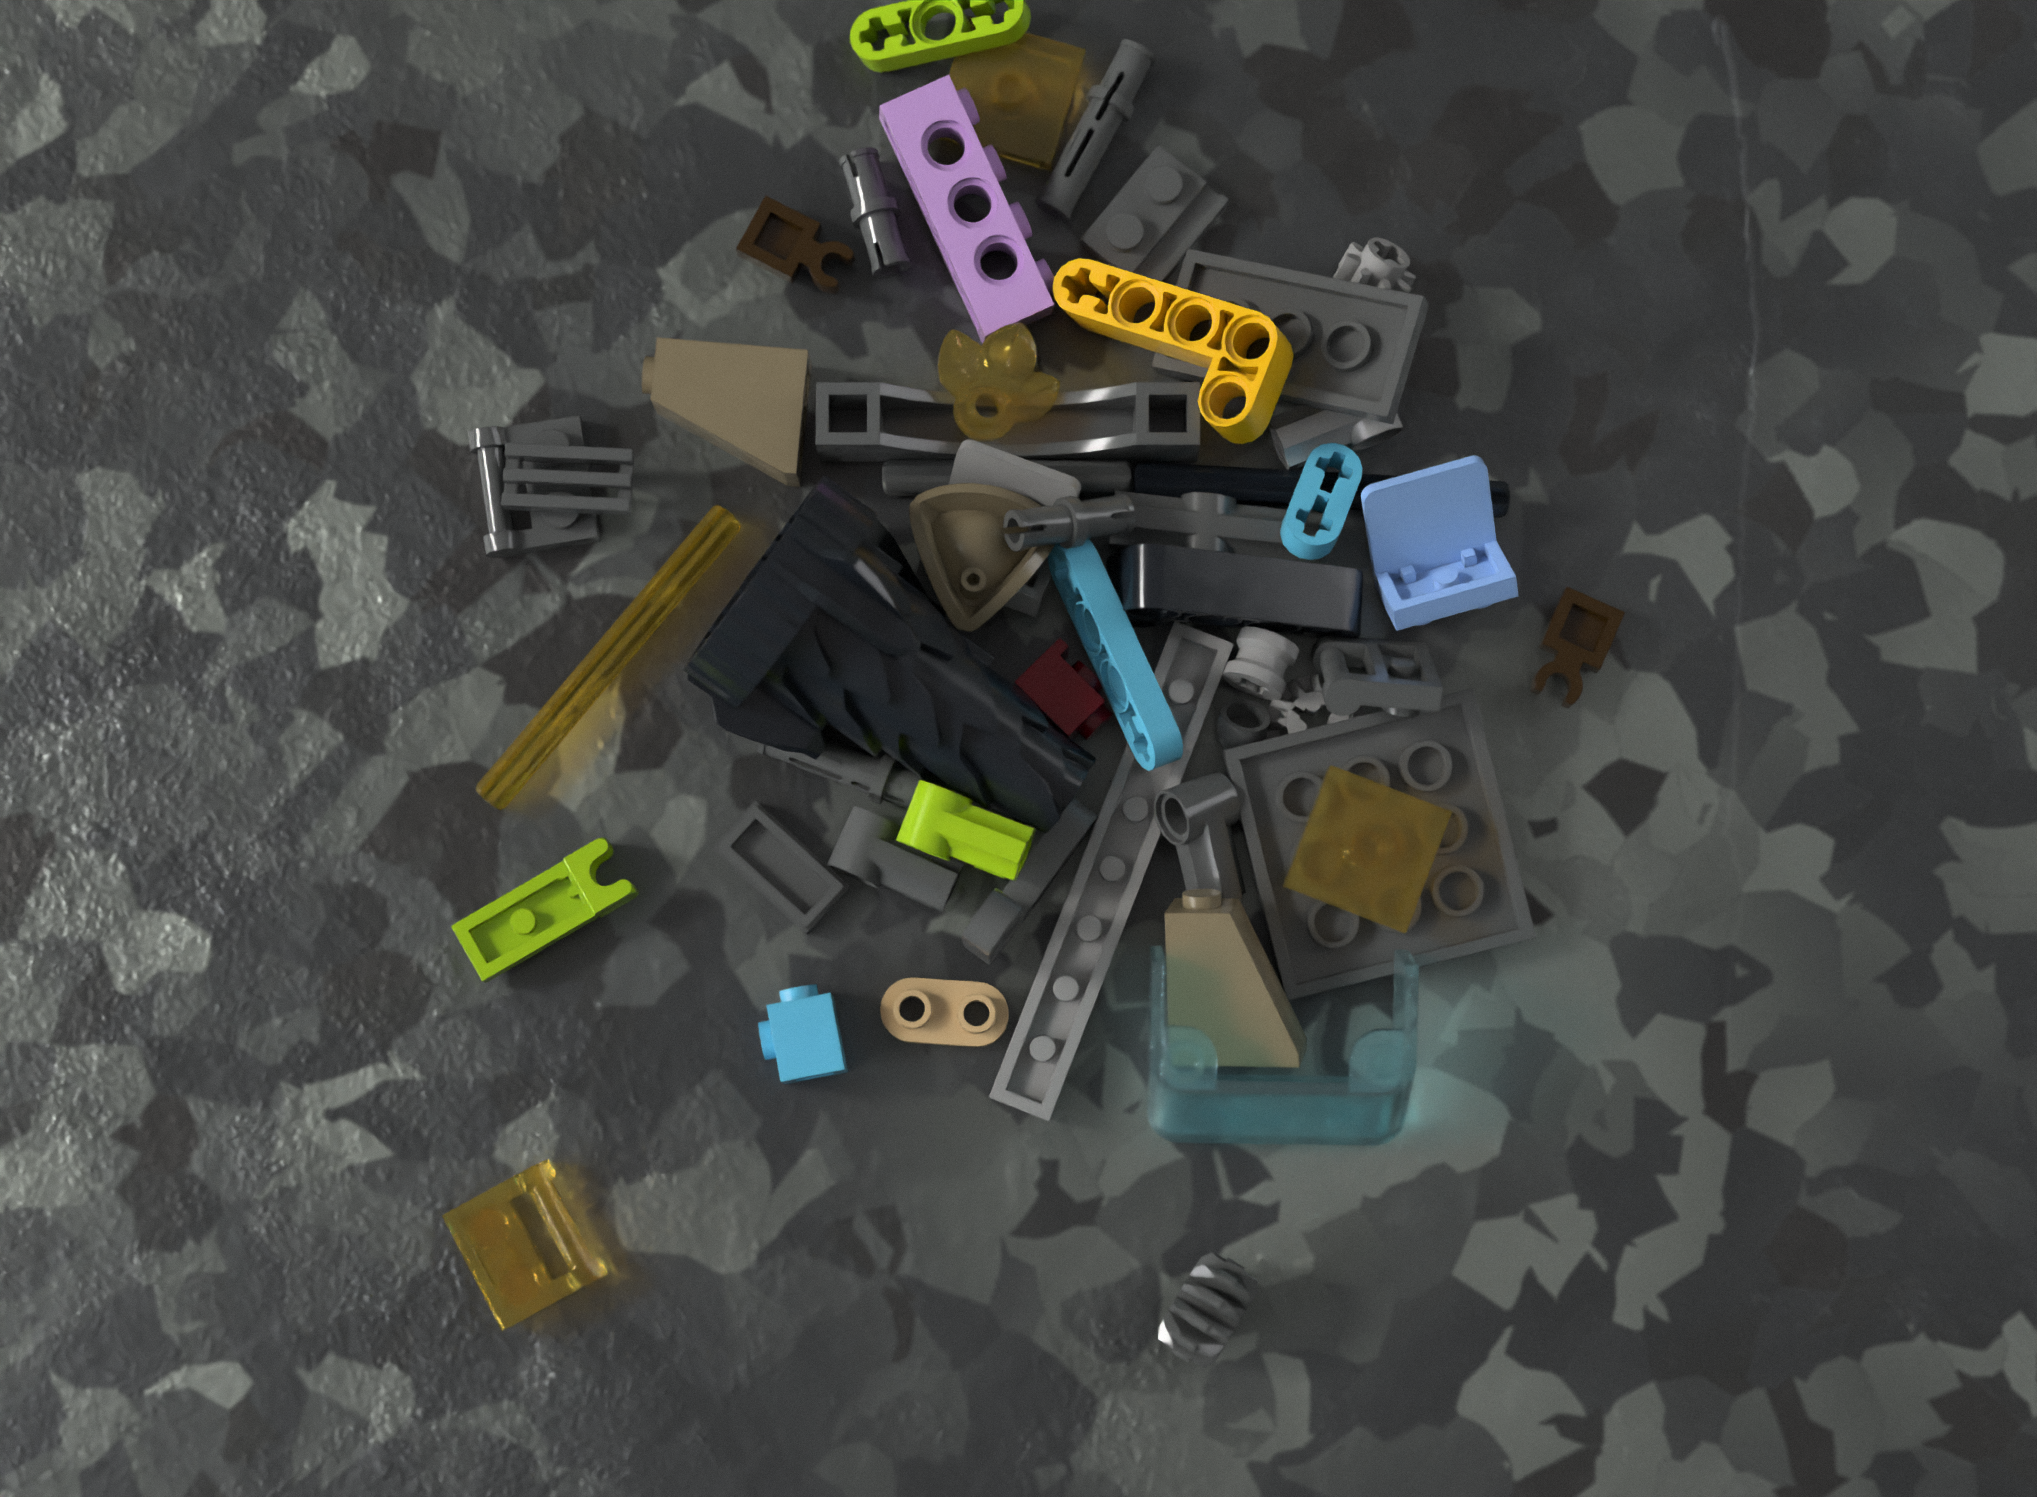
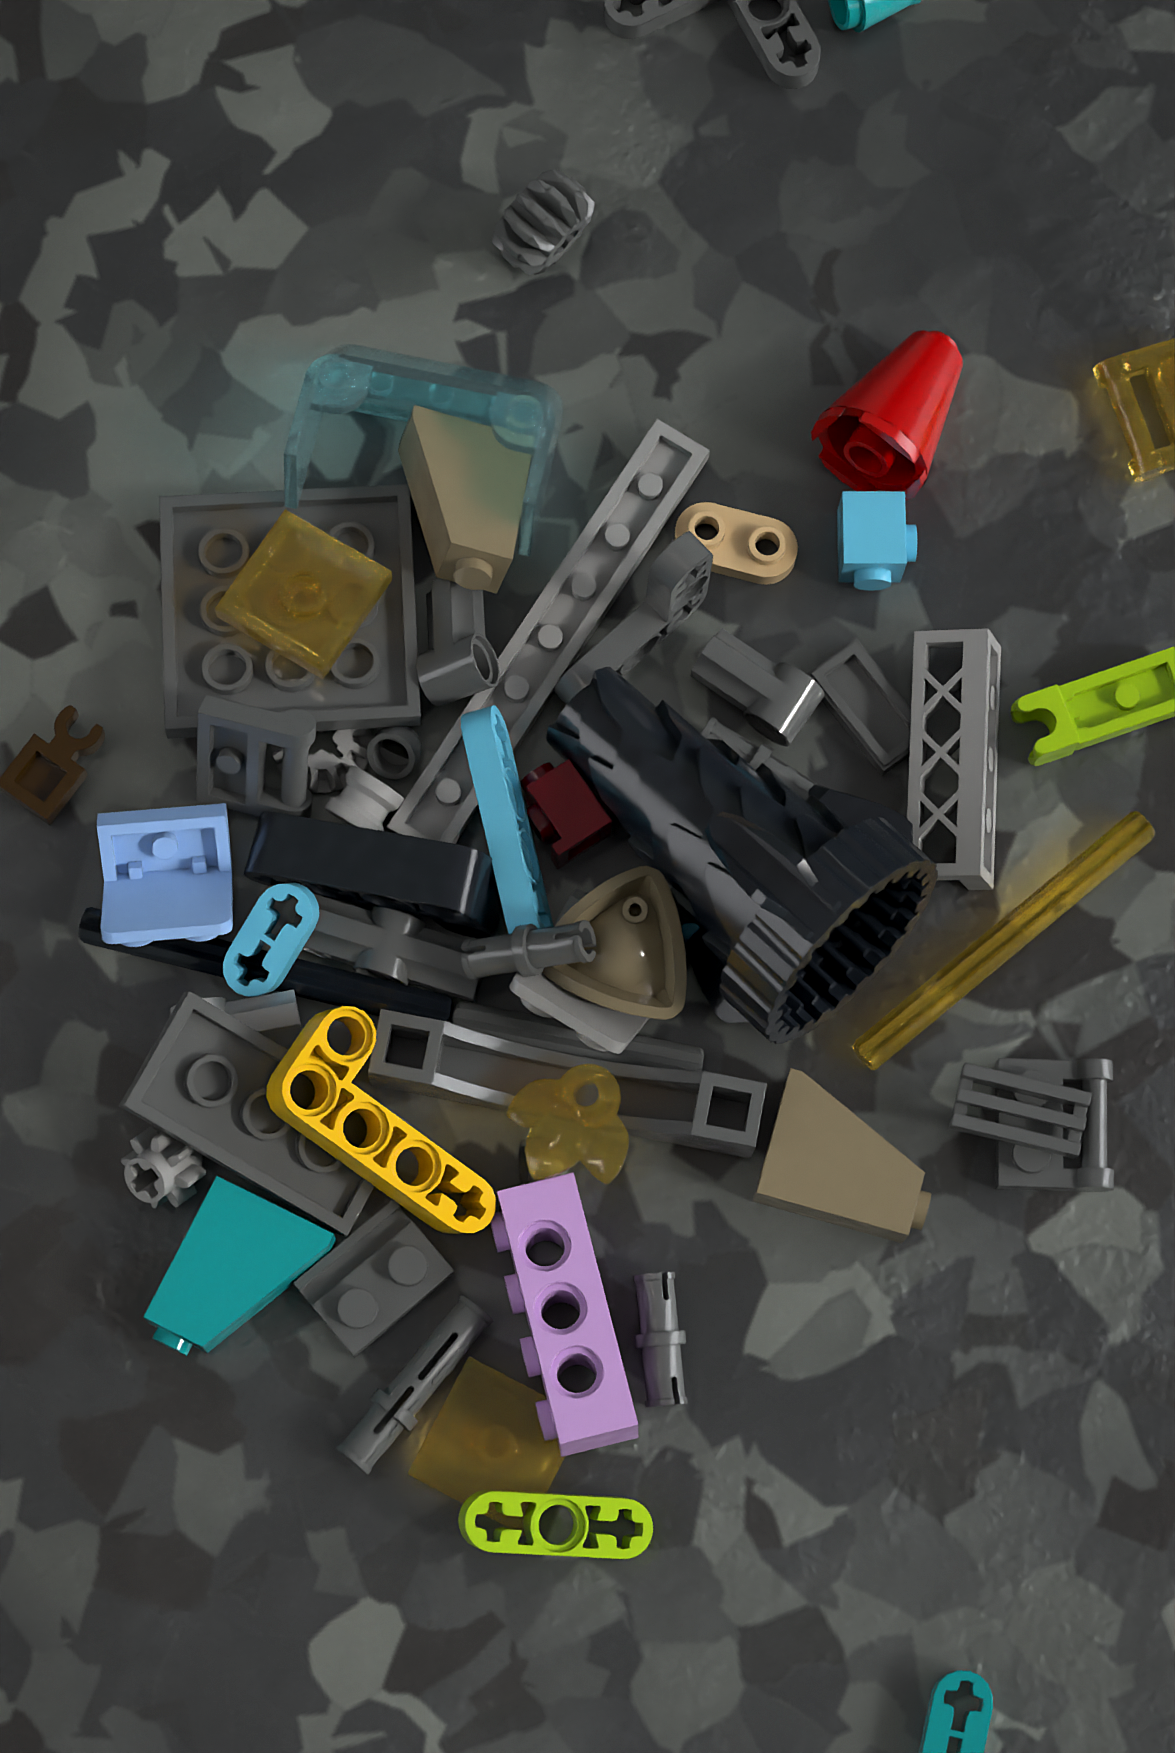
camera: 175 degrees left, 5 degrees down
(663, 824) = (977, 751): none -> light grey fence
(787, 242) = (758, 1325): dark brown plate -> none
(803, 1172) = (892, 417): none -> red cone
(953, 827) = (702, 689): lime piece -> none
(1288, 198) = (231, 1267): none -> teal slope

